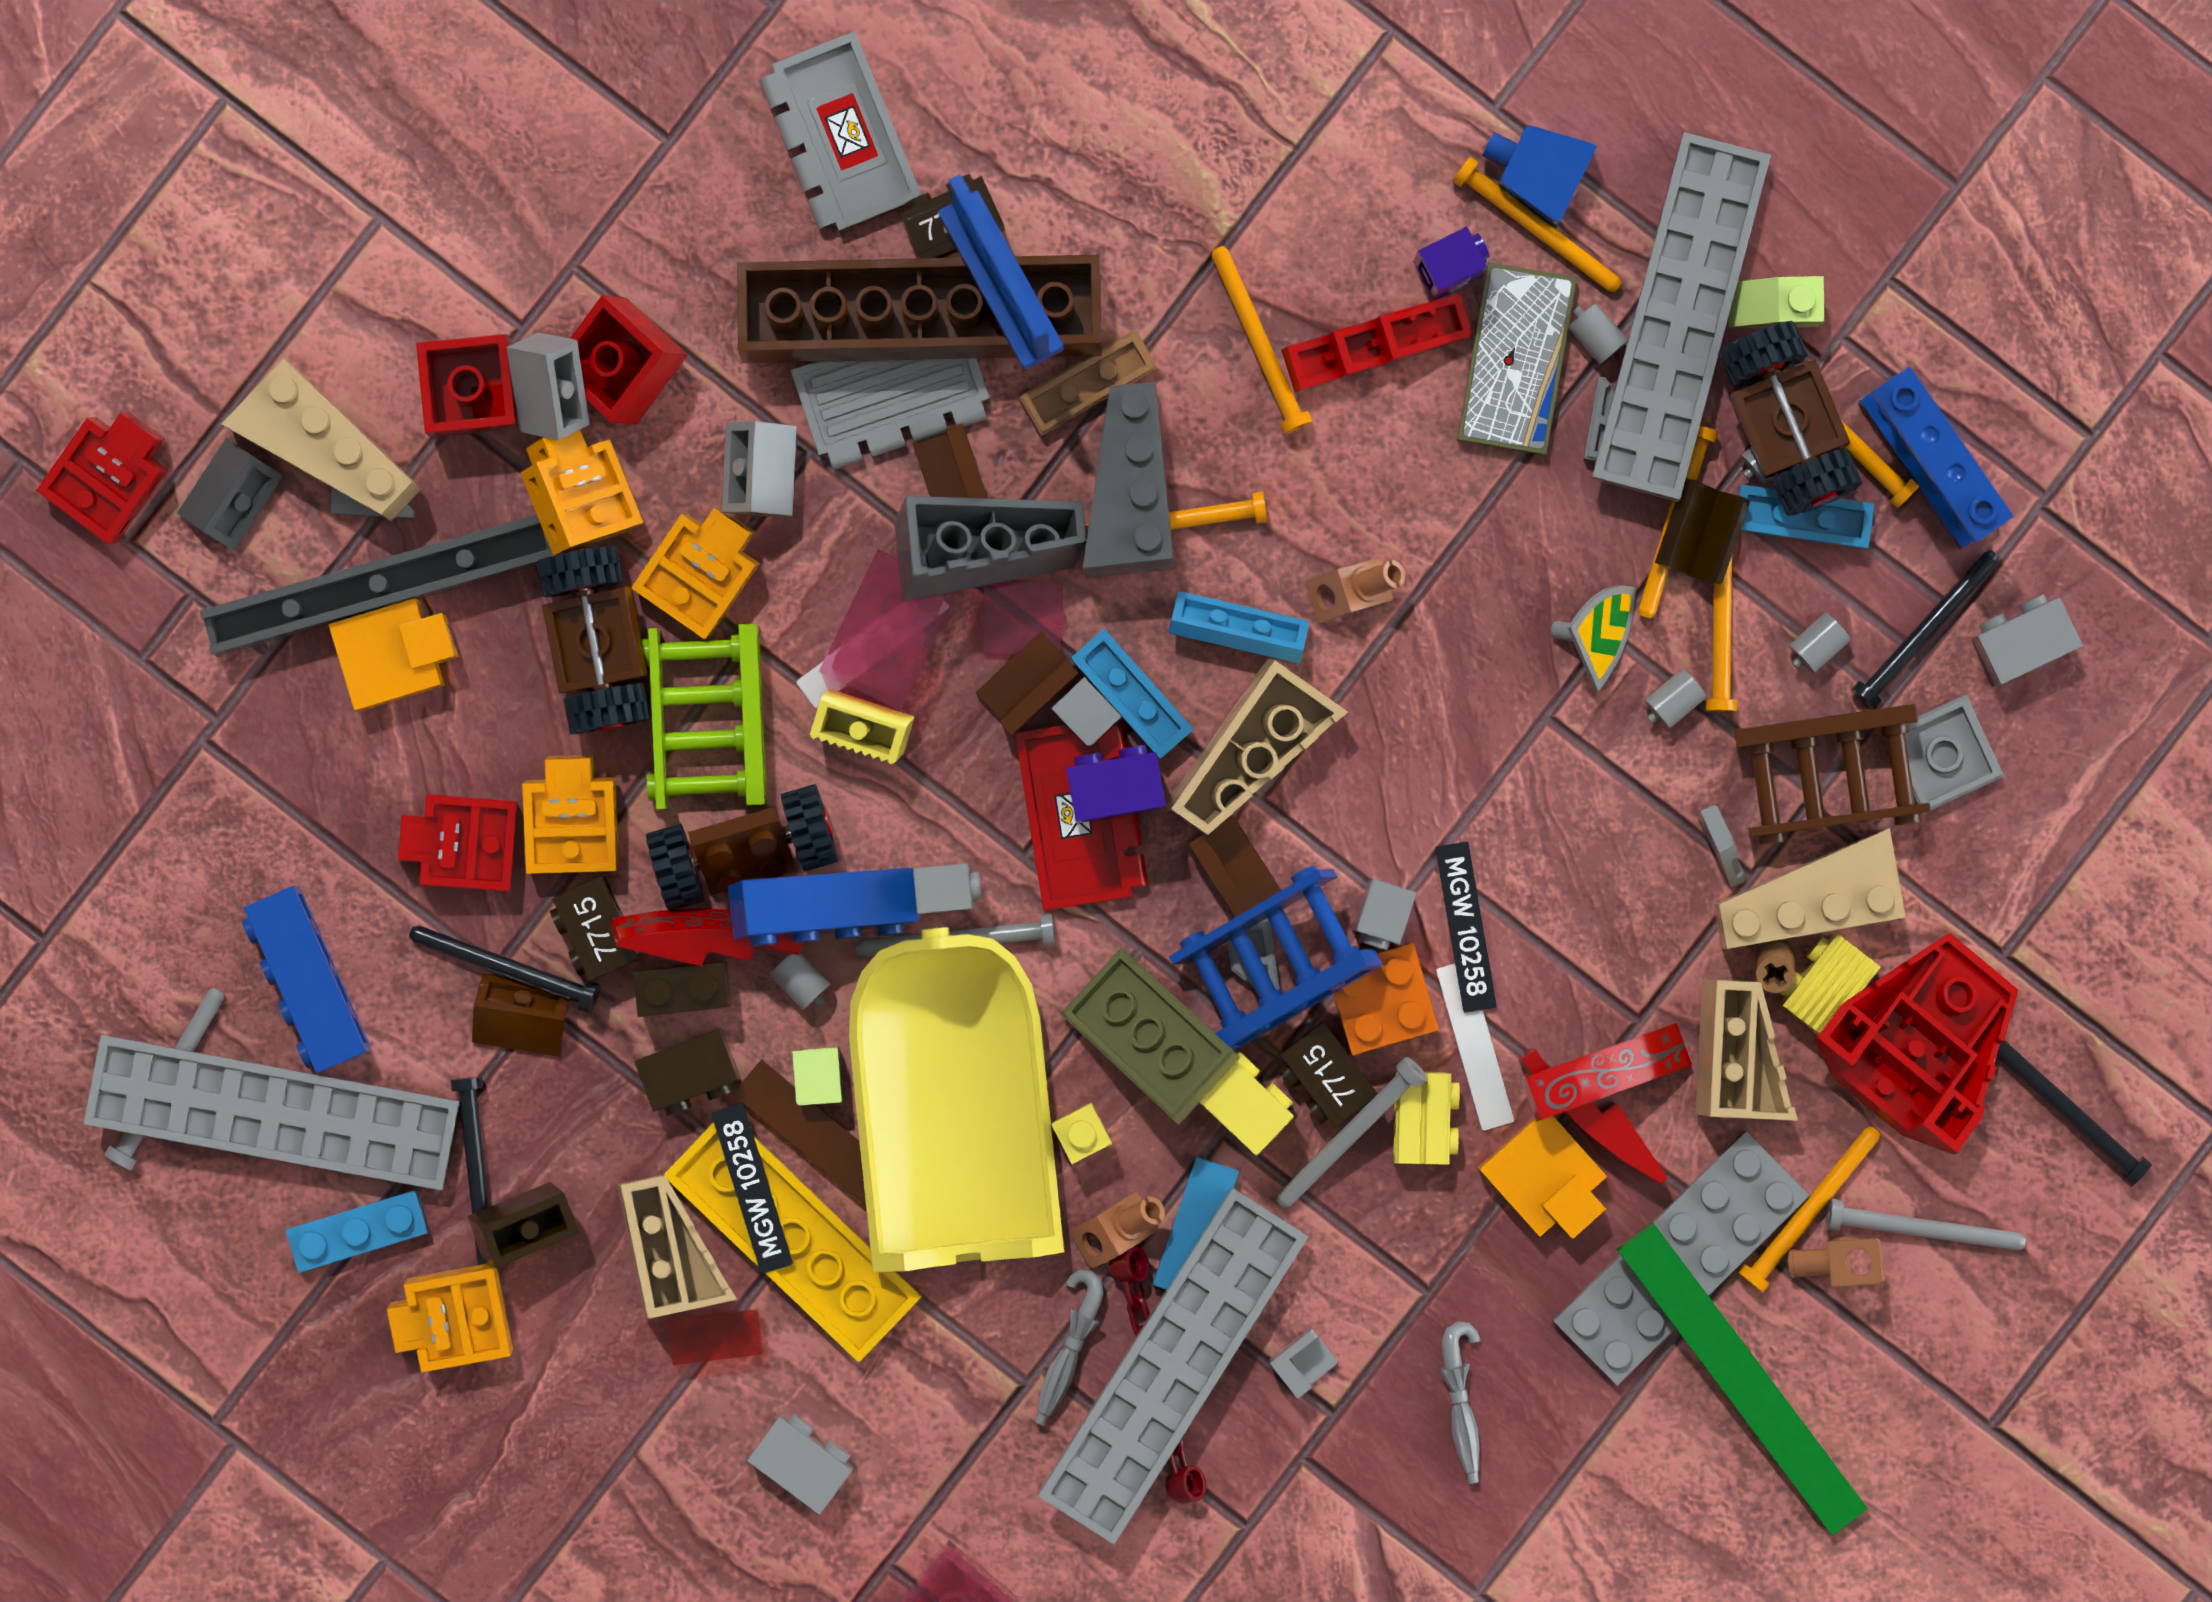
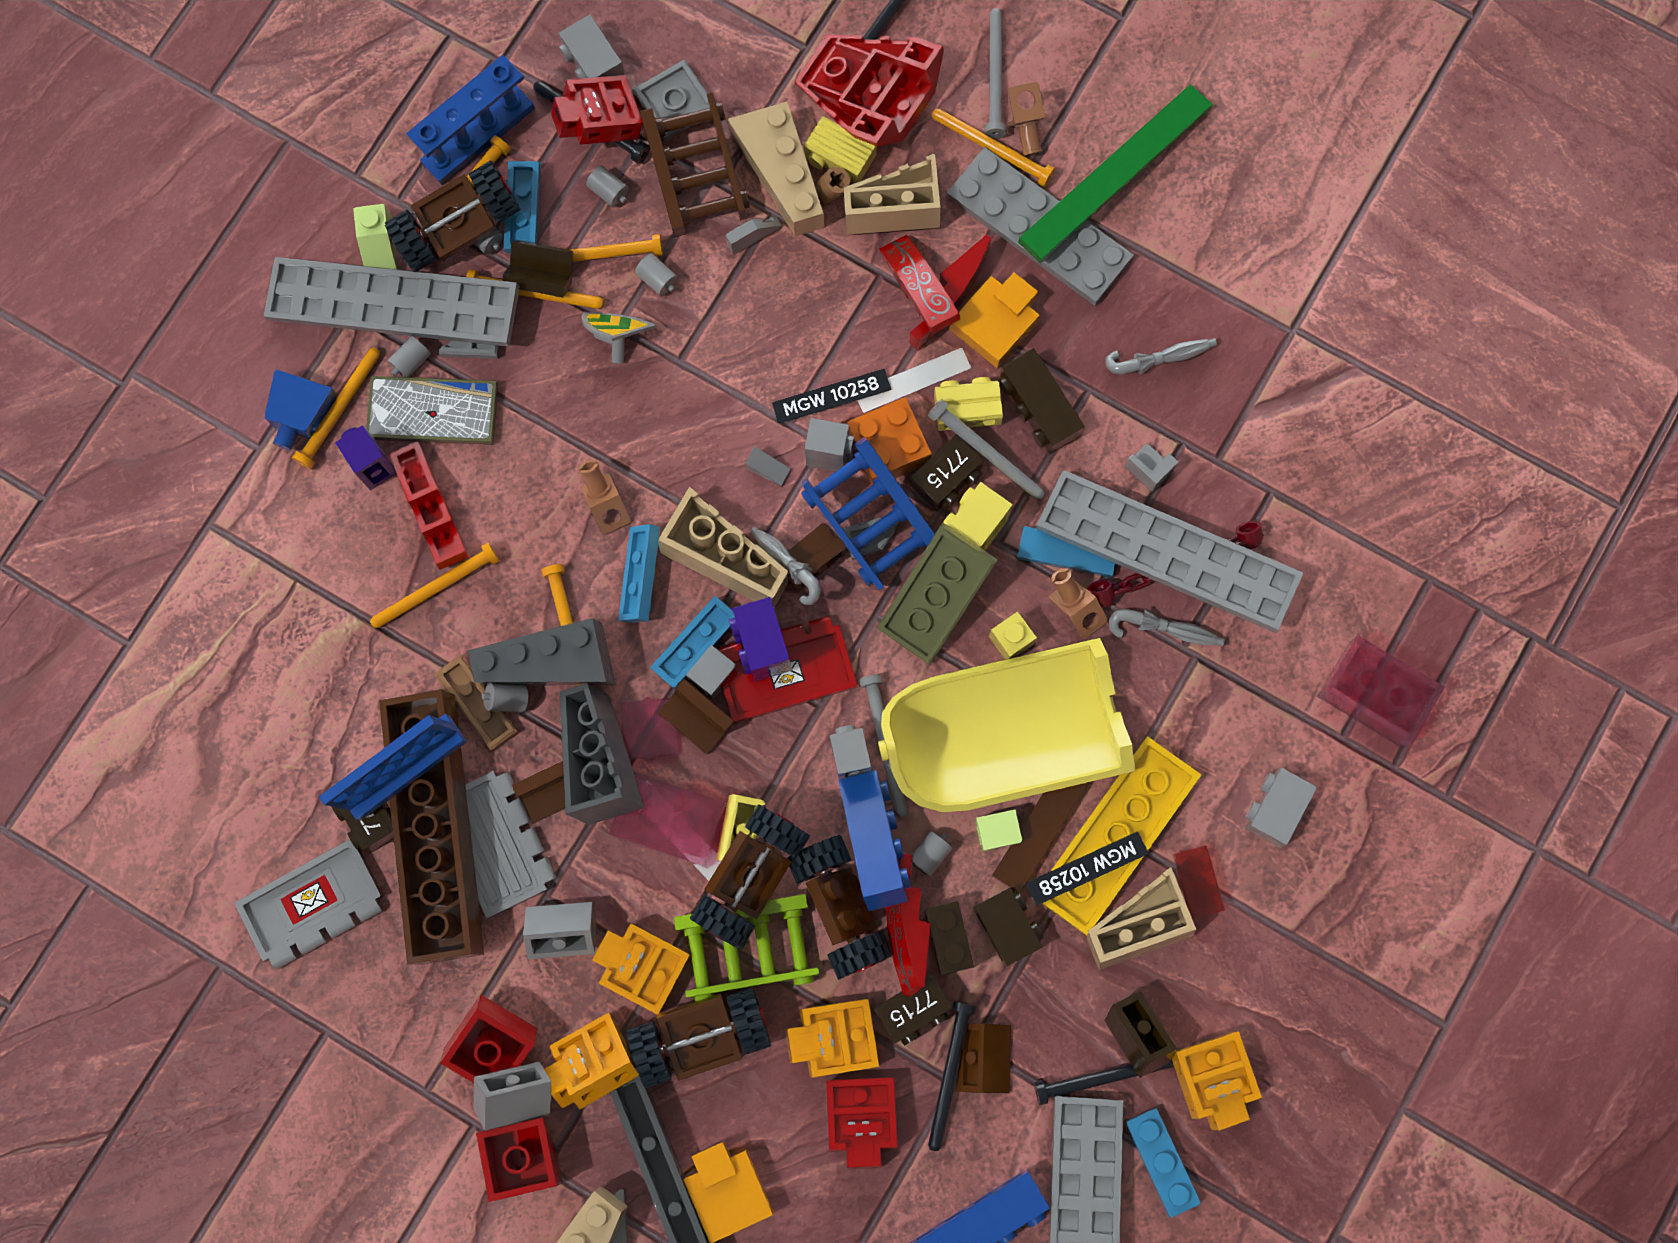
camera: 95 degrees left, 10 degrees down
(792, 731) = (748, 876): none -> plate
(1085, 425) = (505, 697): none -> light grey piece
(1207, 849) = (799, 571): none -> light grey piece
(1371, 824) = (767, 467): none -> light grey piece
(1414, 1220) = (1040, 401): none -> dark brown brick
(1930, 641) = (597, 110): none -> red piece

